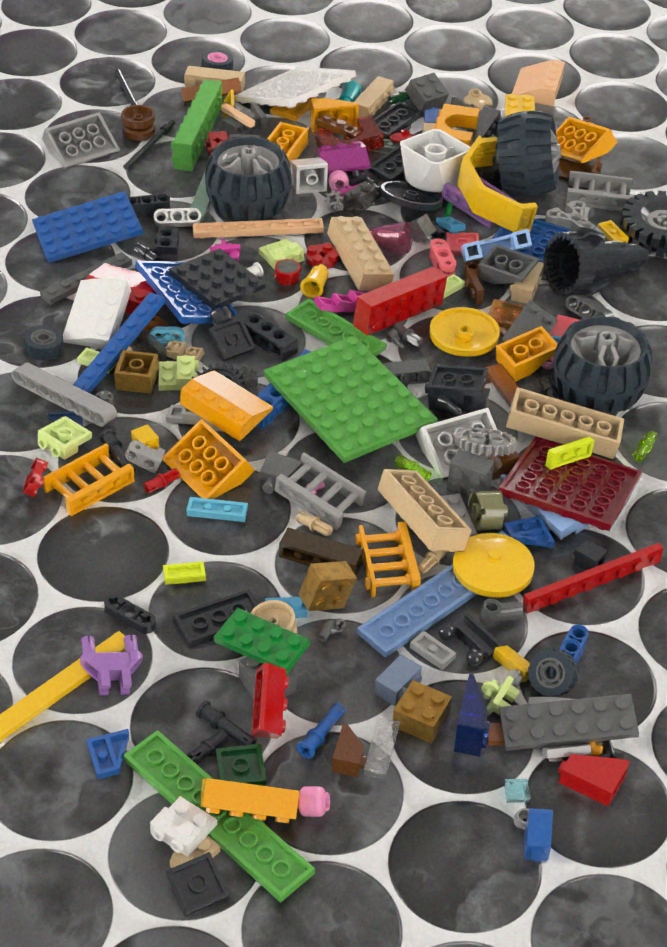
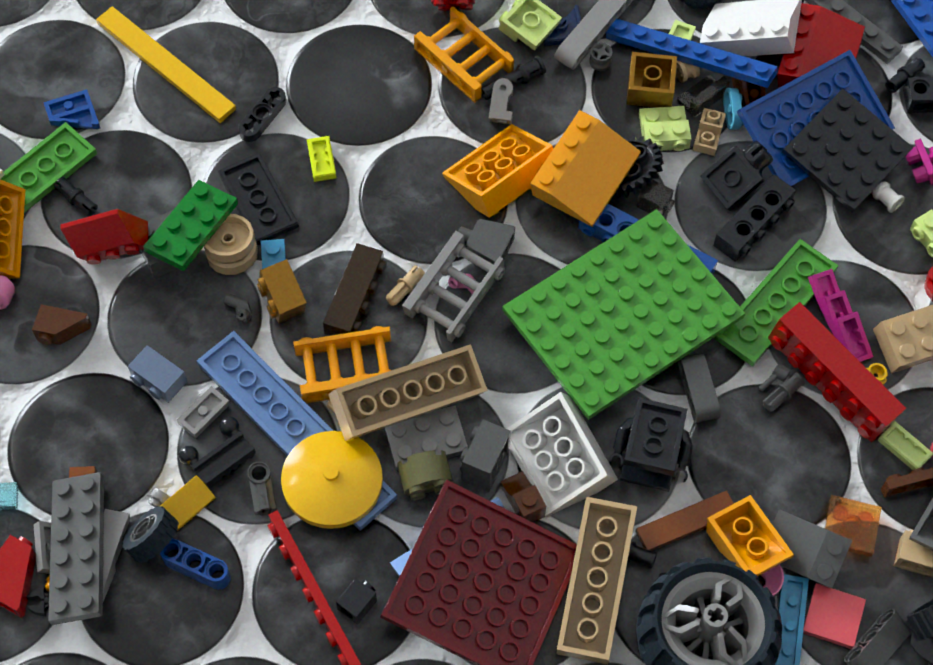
camera: 90 degrees right, 20 degrees up
(111, 665) = (179, 100): medium lavender connector -> none
(146, 436) = (533, 102): yellow brick -> none
(161, 481) = (469, 125): red axle -> none
(217, 509) = (423, 184): medium azure plate -> none
(218, 720) = (114, 198): black pin -> none
(241, 764) = (43, 226): dark green plate -> none
(287, 272) = (897, 239): red piece -> none
(314, 282) = (881, 273): yellow plant -> none
(316, 735) = (84, 295): blue pin -> none
(381, 748) = (65, 358): clear plate -> none
(407, 464) = (513, 396): clear neon green pin -> none
(422, 711) = (109, 396): pearl gold brick -> none
(464, 331) = (792, 461): yellow dish -> none
(472, 722) = (87, 443): clear blue slope -> none
(474, 441) = (533, 487): light grey gear -> none
(497, 692) = (120, 477): yellowish green hips -> none
(530, 531) = (400, 529): blue wing -> none
(569, 453) = (532, 579): neon yellow plate -> none

